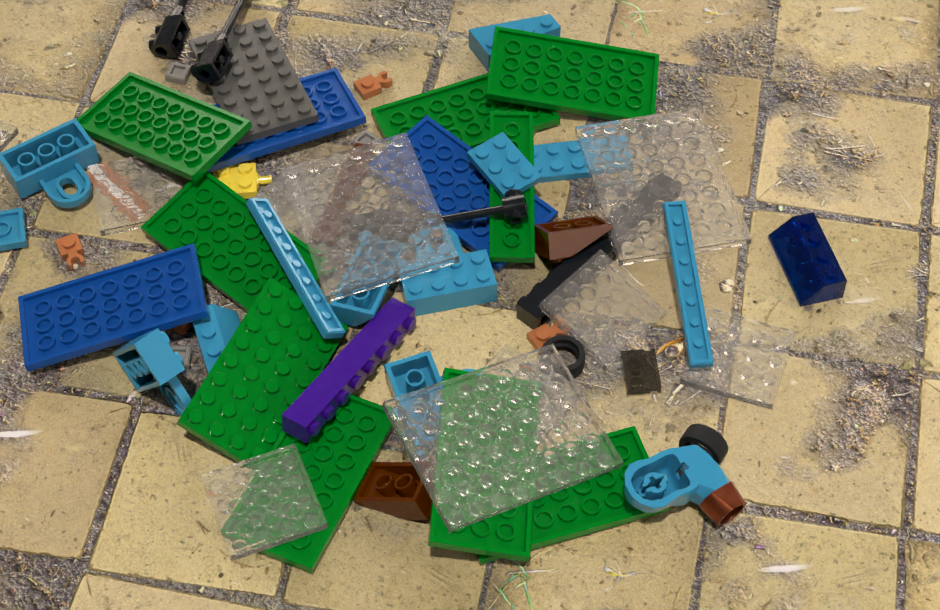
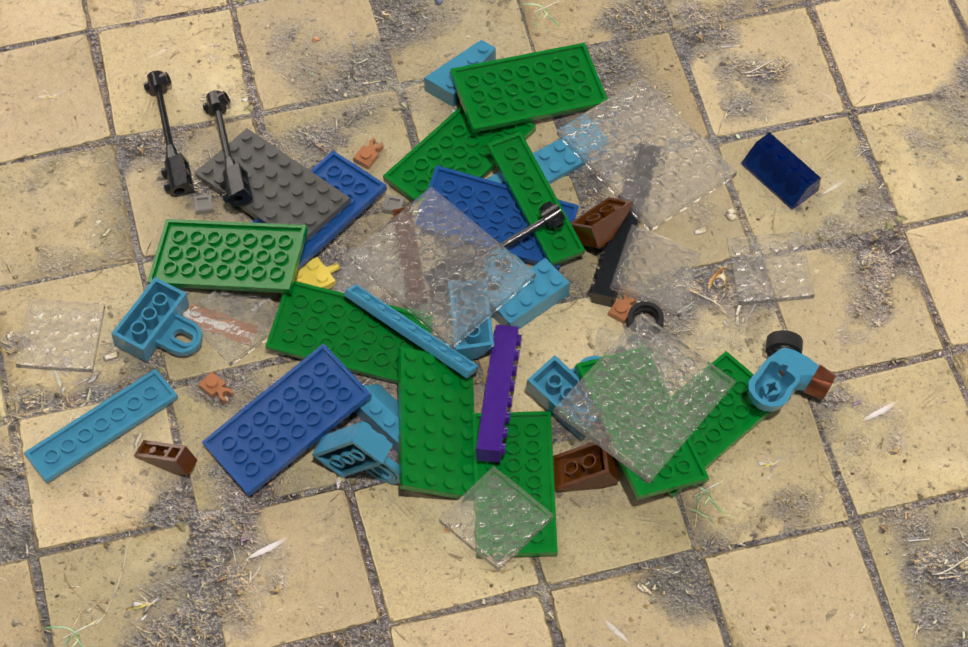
camera: 25 degrees left, 5 degrees up
(503, 165) = (524, 185): dark azure plate -> none
(640, 371) = (707, 307): clear smoke plate -> none
(687, 285) = (709, 226): dark azure tile -> none

